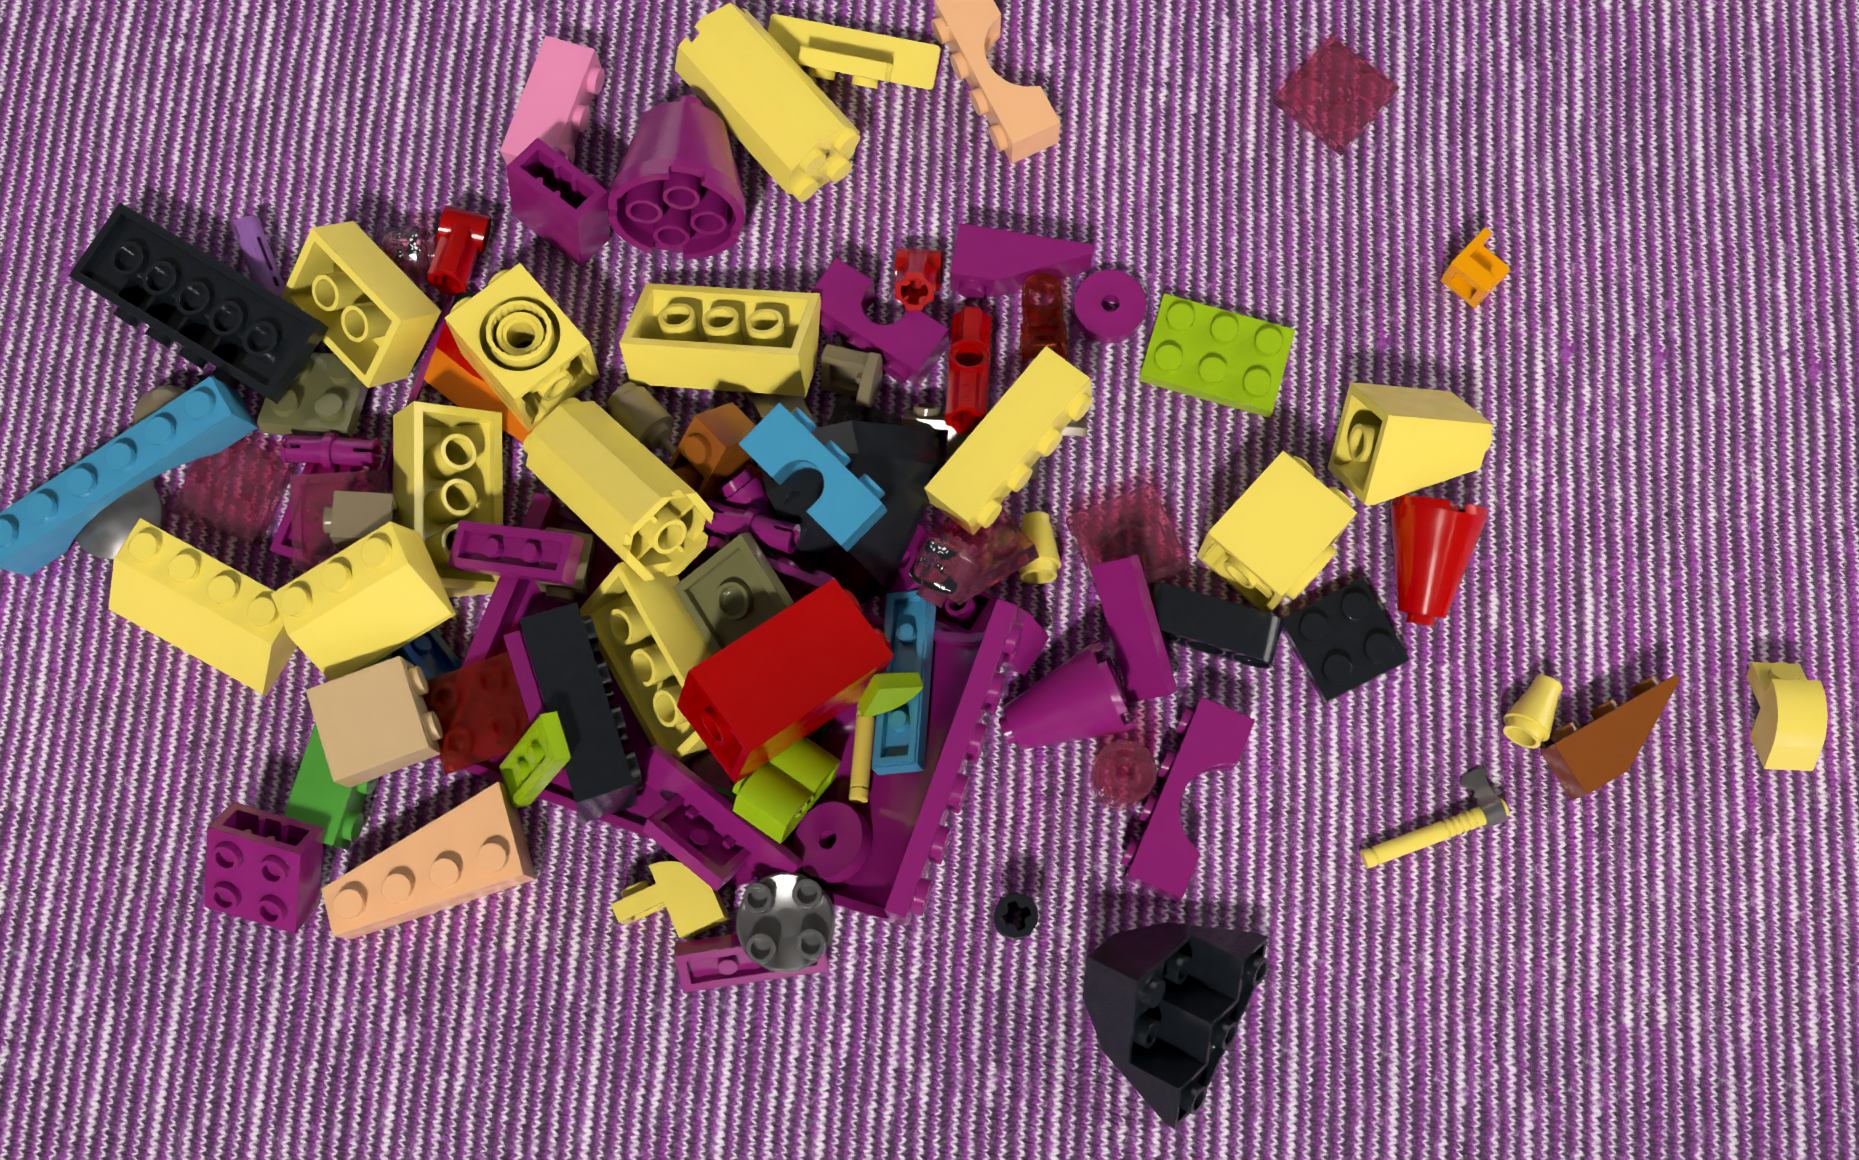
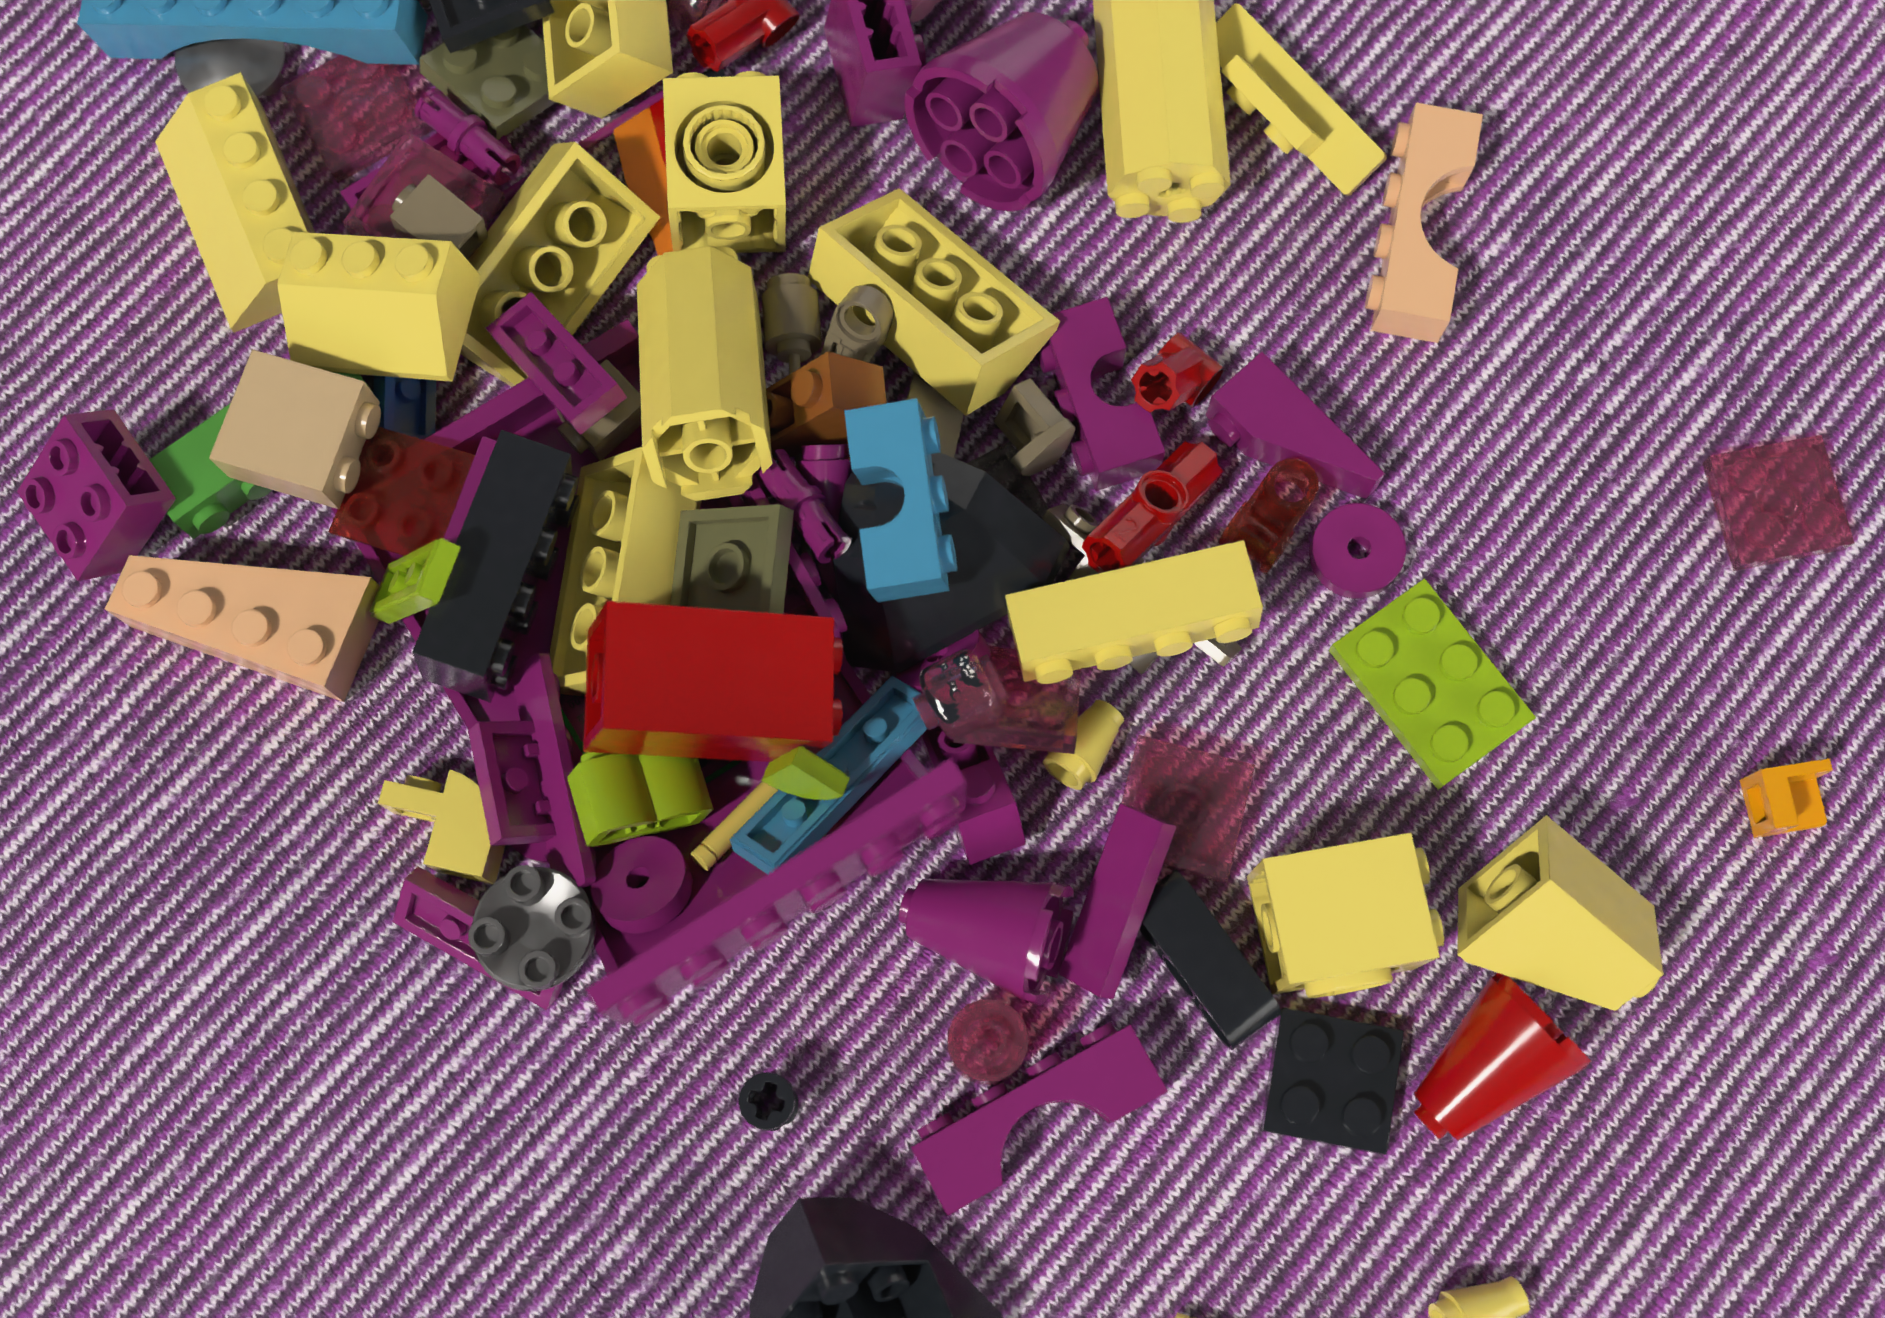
camera: 35 degrees right, 0 degrees up
(692, 398) = (851, 336): none -> dark tan piece

